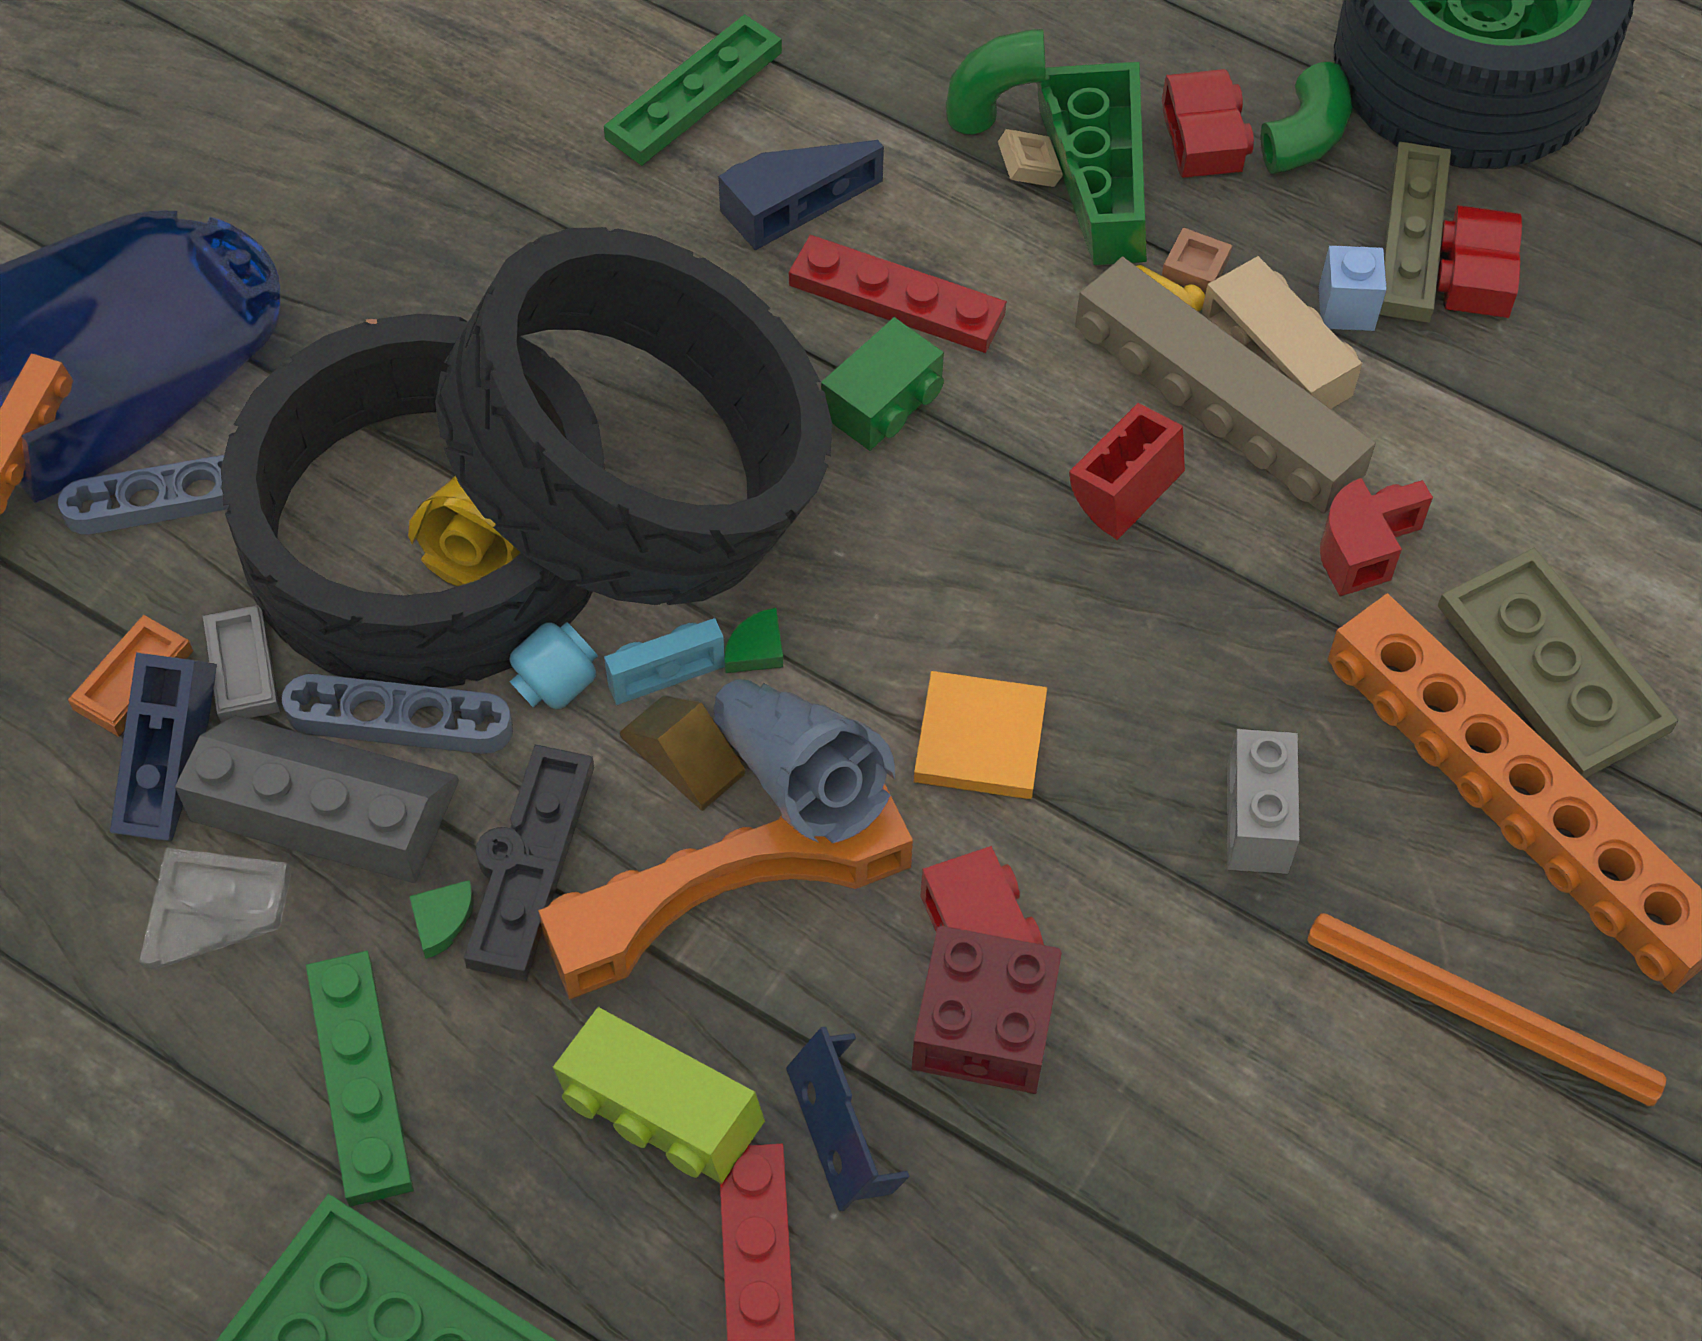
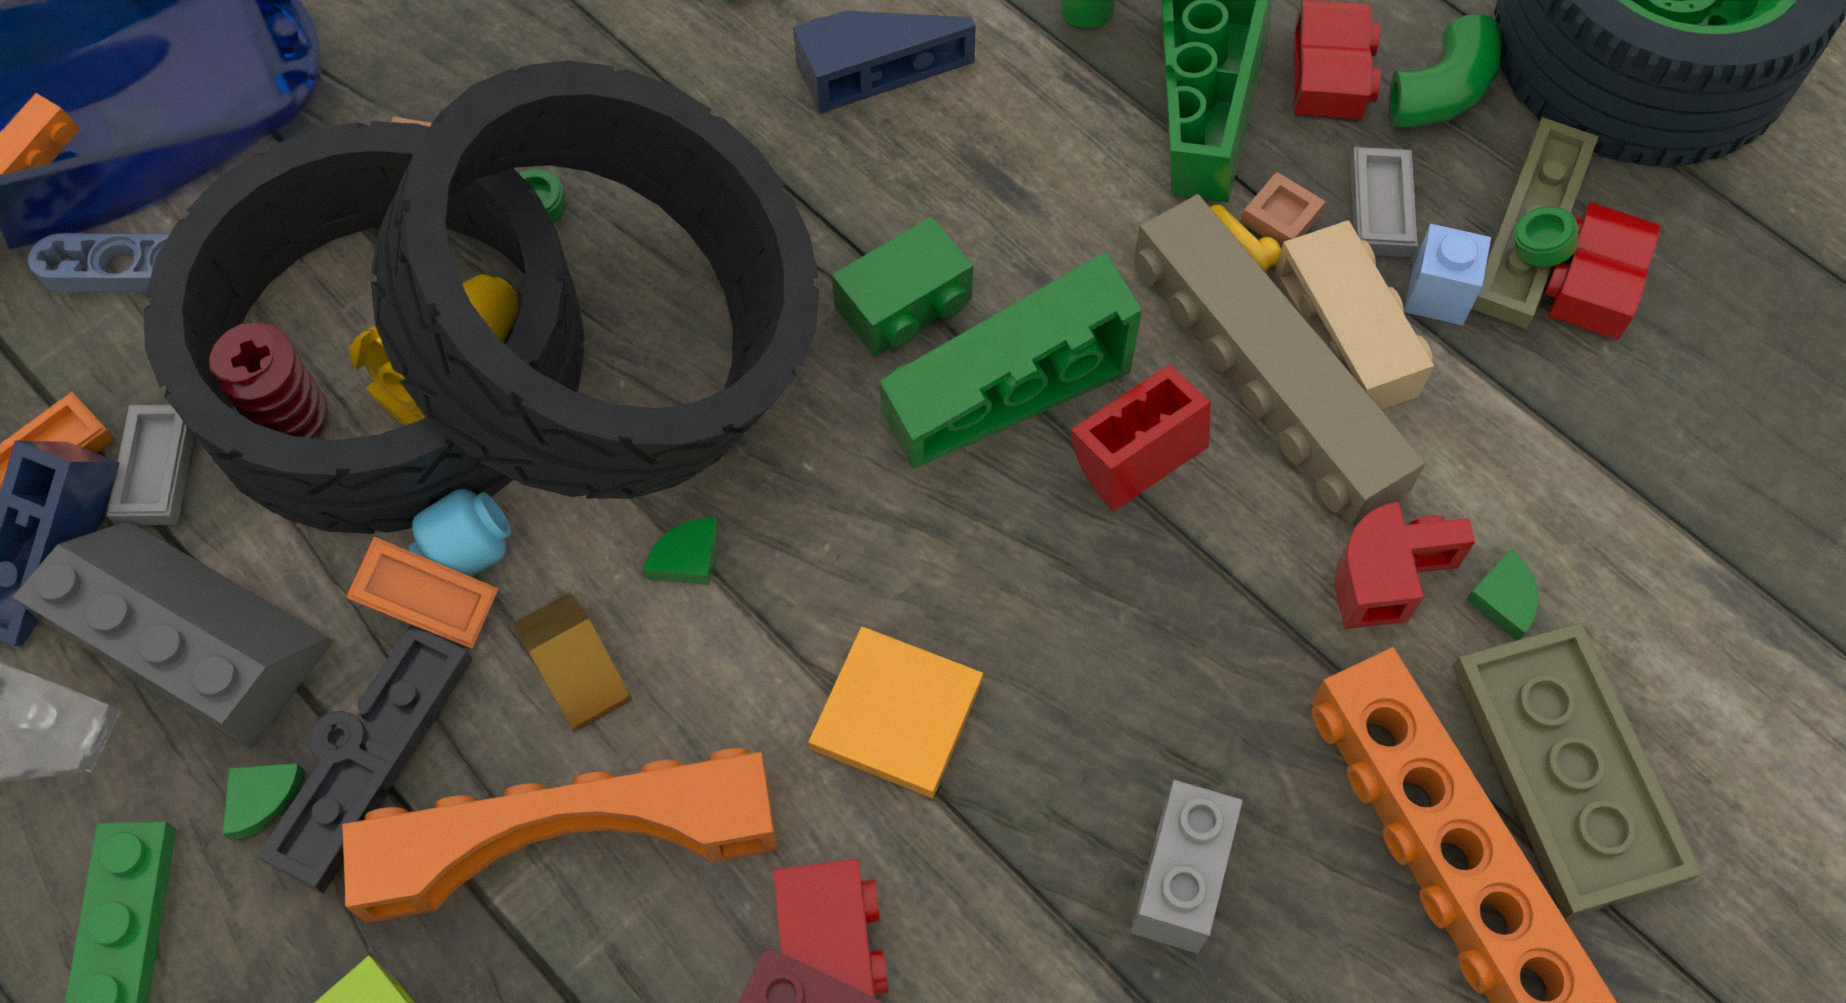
camera: 15 degrees right, 5 degrees up
(343, 550) = (268, 380): none -> dark red piece
(400, 704) = (287, 558): sand blue beam -> none
(536, 715) = (422, 593): none -> orange tile
(665, 661) = (576, 556): medium azure plate -> none
(808, 758) = (674, 729): sand blue cone -> none
(897, 292) = (953, 188): red plate -> none
(1003, 428) = (1015, 363): none -> green wedge
(1030, 158) = (1133, 65): tan tile -> none
(1280, 235) = (1384, 200): none -> light grey tile
(1428, 240) = (1546, 236): none -> green tile
(1469, 540) = (1508, 595): none -> green tile

